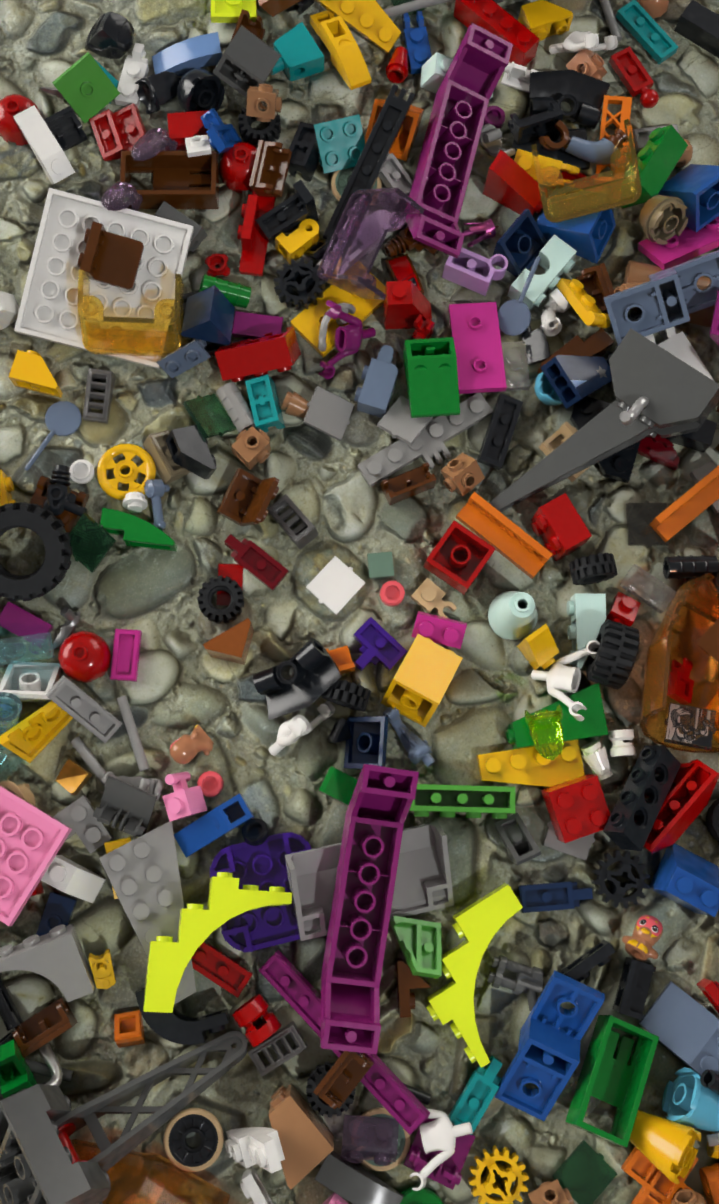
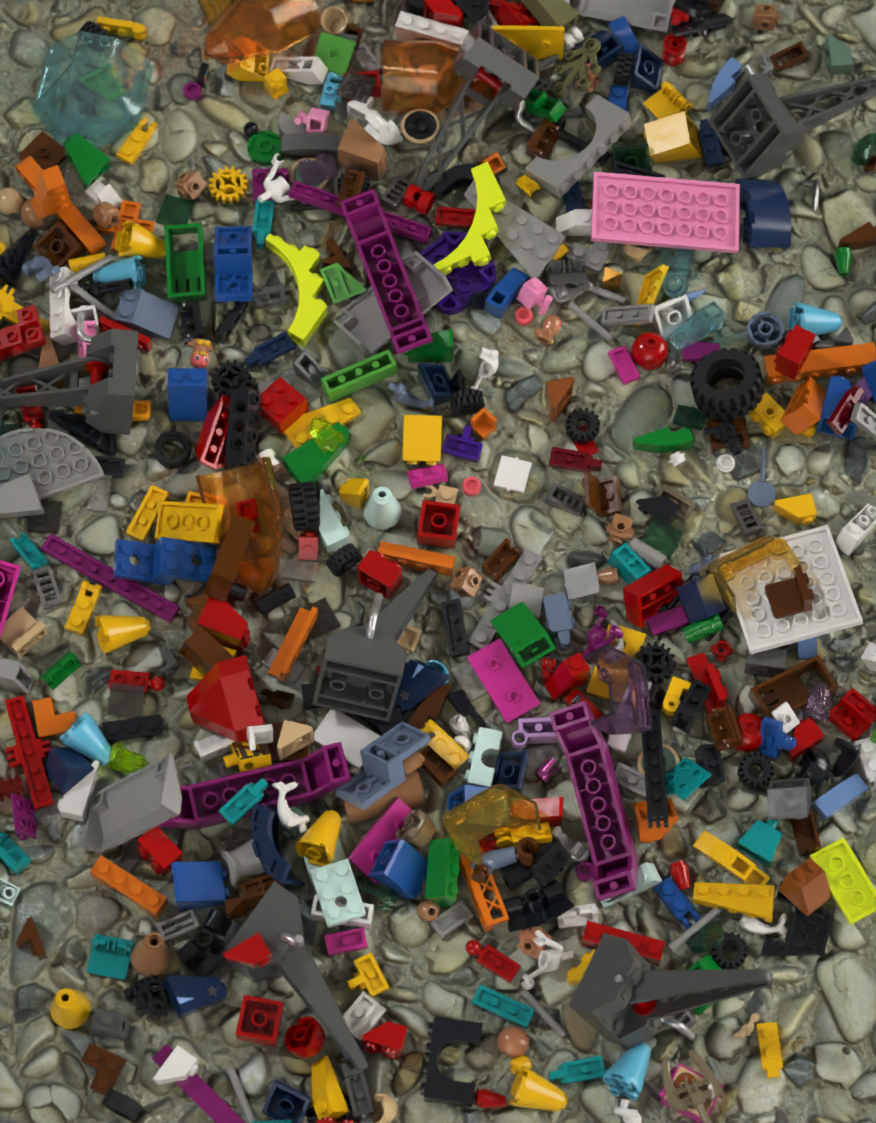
camera: 160 degrees right, 10 degrees down
(106, 462) = (700, 463): yellow plate -> none
(120, 196) = (813, 645): clear purple piece -> none
(155, 490) = (669, 473): sand blue piece -> none
(255, 104) = (757, 772): medium nougat brick -> none
(312, 678) = (502, 394): black panel -> none
(380, 565) = (489, 500): sand green tile -> none
(514, 314) = (490, 717): sand blue piece -> none
(566, 679) = (326, 479): white piece -> none
(597, 759) = (280, 445): white cone -> none
(690, 726) = (231, 483): piece -> none

